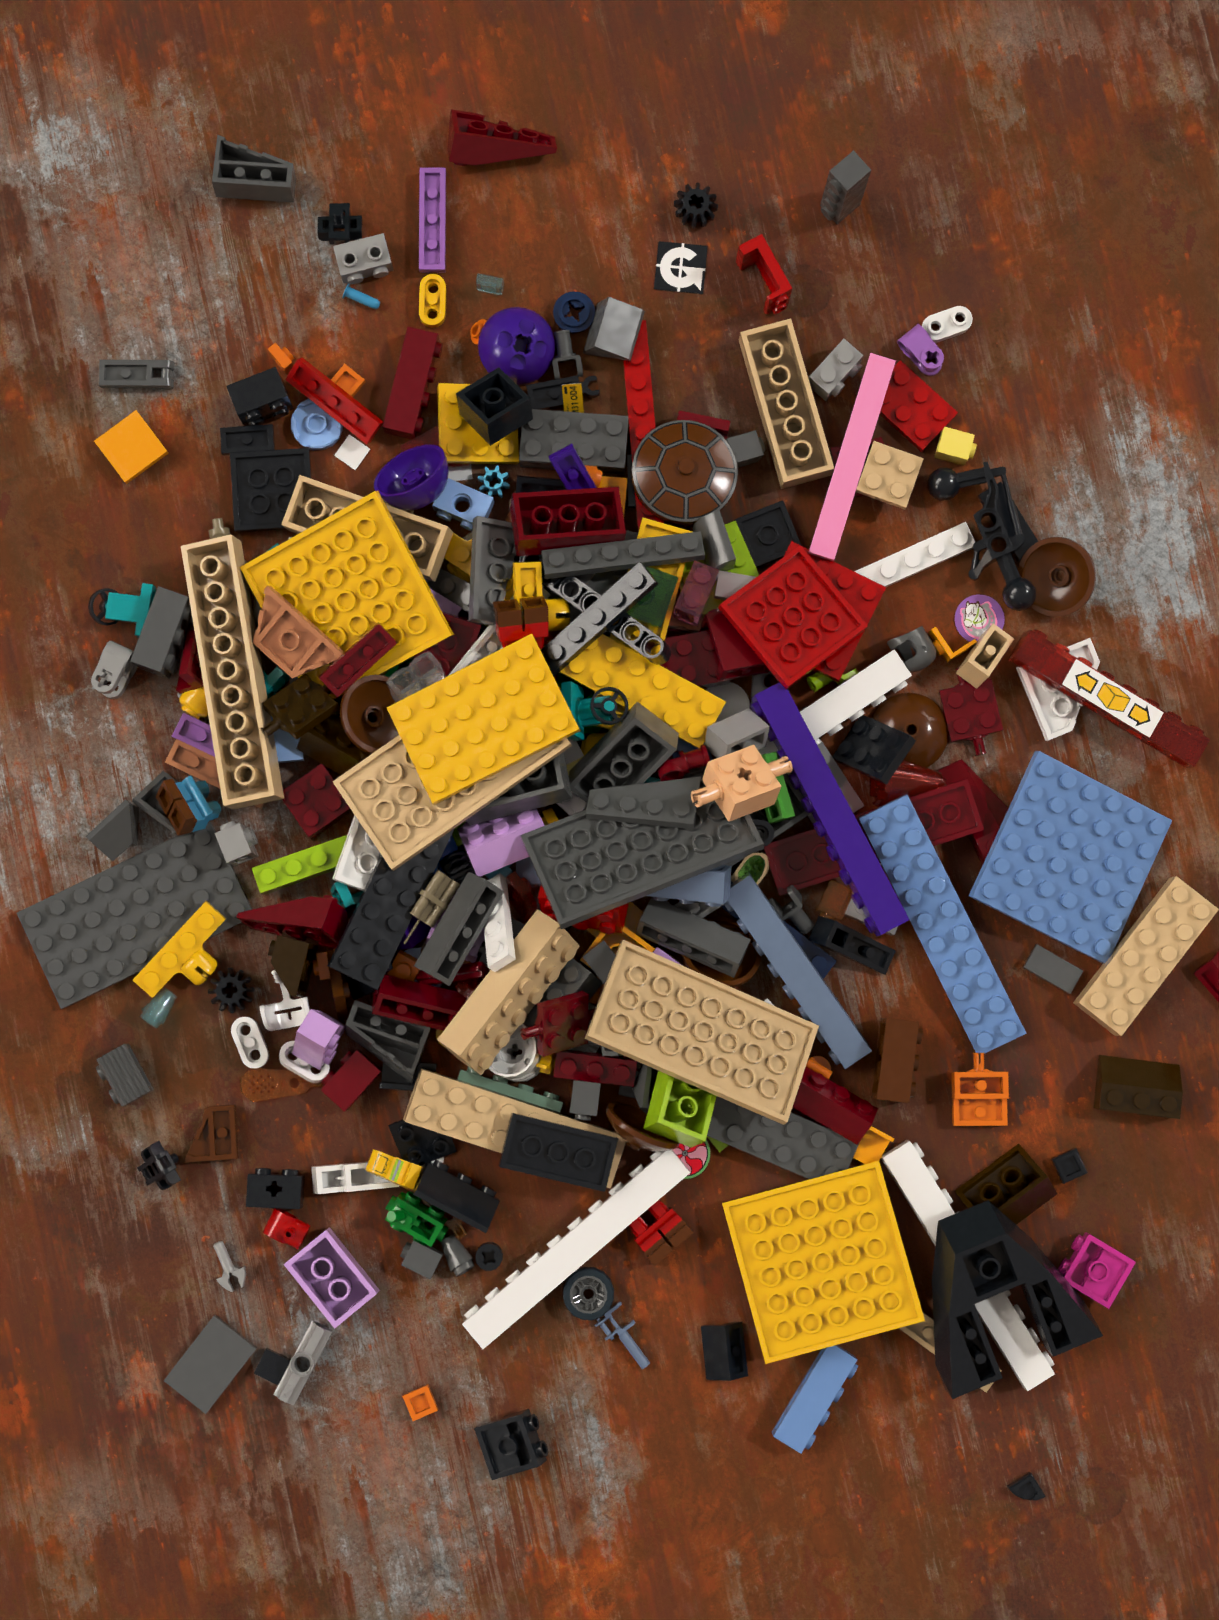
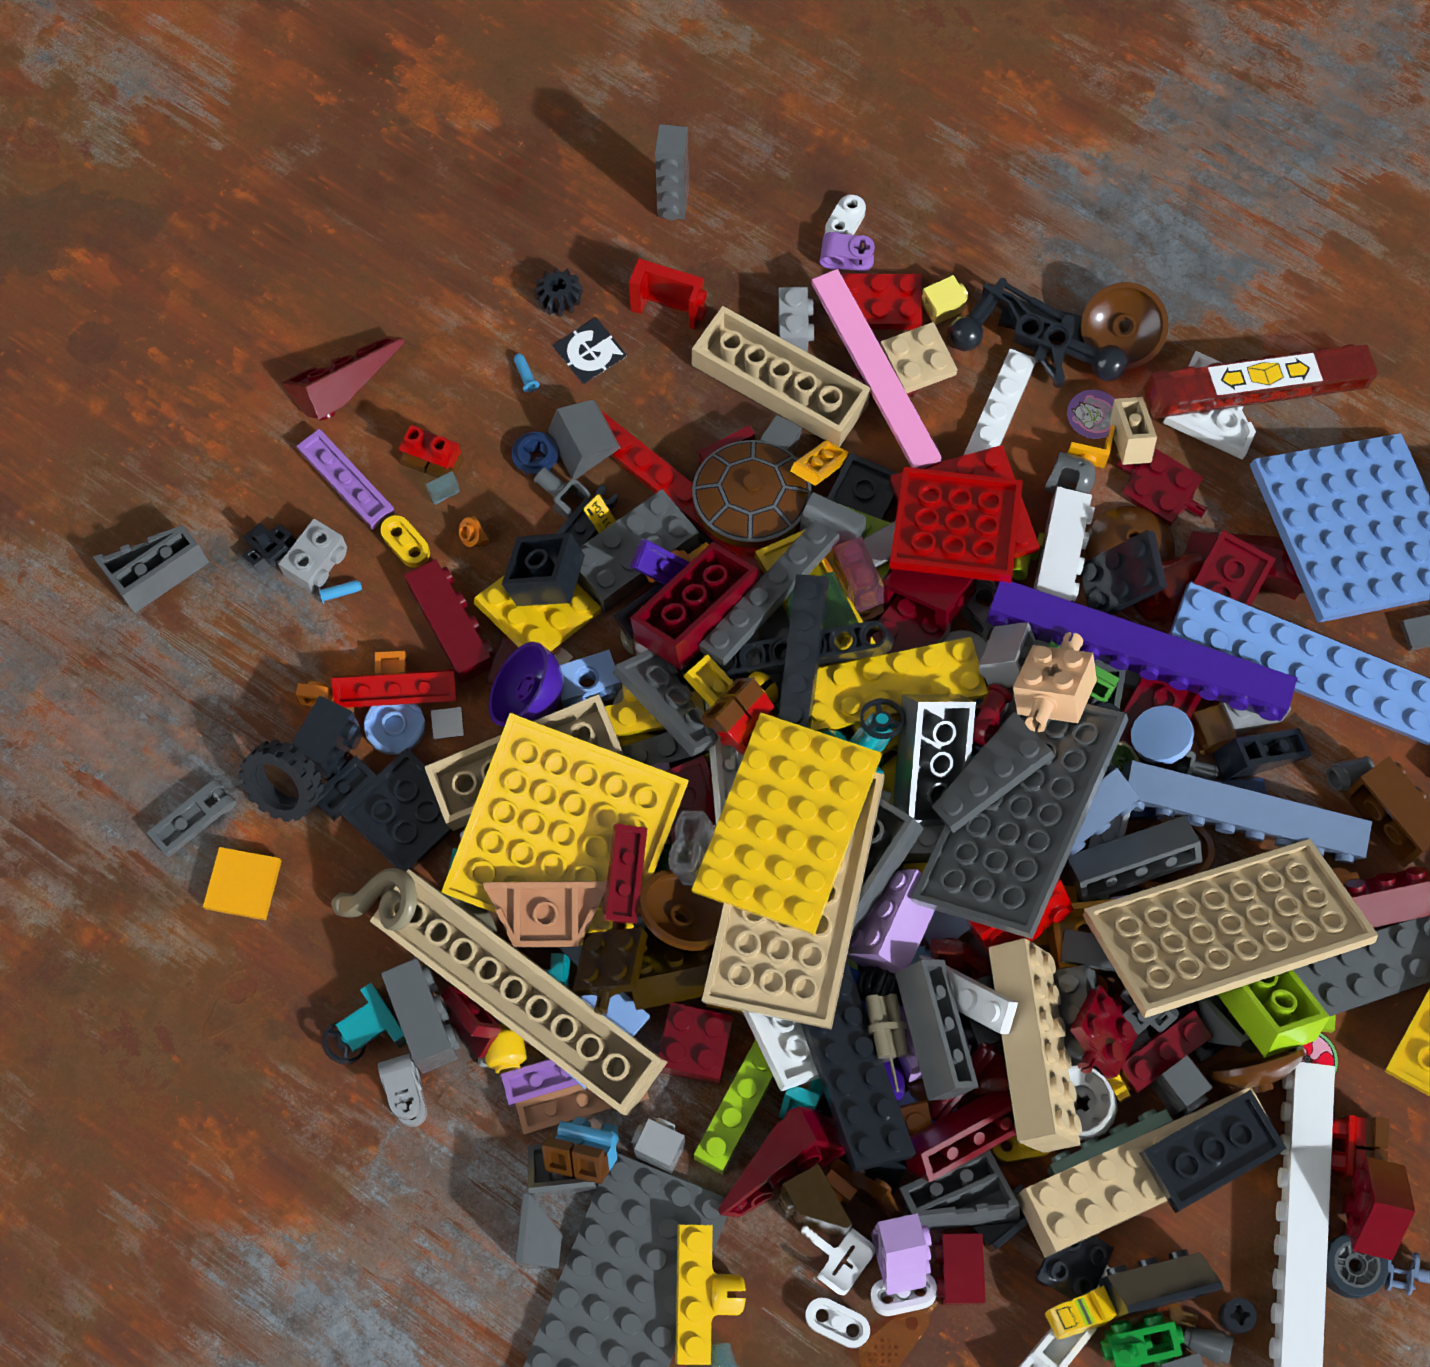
camera: 40 degrees left, 15 degrees down
(187, 525) = (356, 904): none -> dark tan plant
(220, 401) = (296, 766): none -> black tyre
(224, 983) = (787, 1289): black gear -> none
(489, 476) = (600, 634): medium azure gear -> none
(502, 252) = (430, 453): none -> red hips
(502, 349) = (499, 522): dark purple piece -> none
(620, 246) = (529, 383): none -> dark azure piece
(628, 1275) = (1378, 1208): none -> dark red brick
(750, 491) = (820, 462): none -> light orange tile
(792, 875) = (1162, 734): none -> light blue tile
(896, 1008) = (1345, 773): none -> dark grey cone

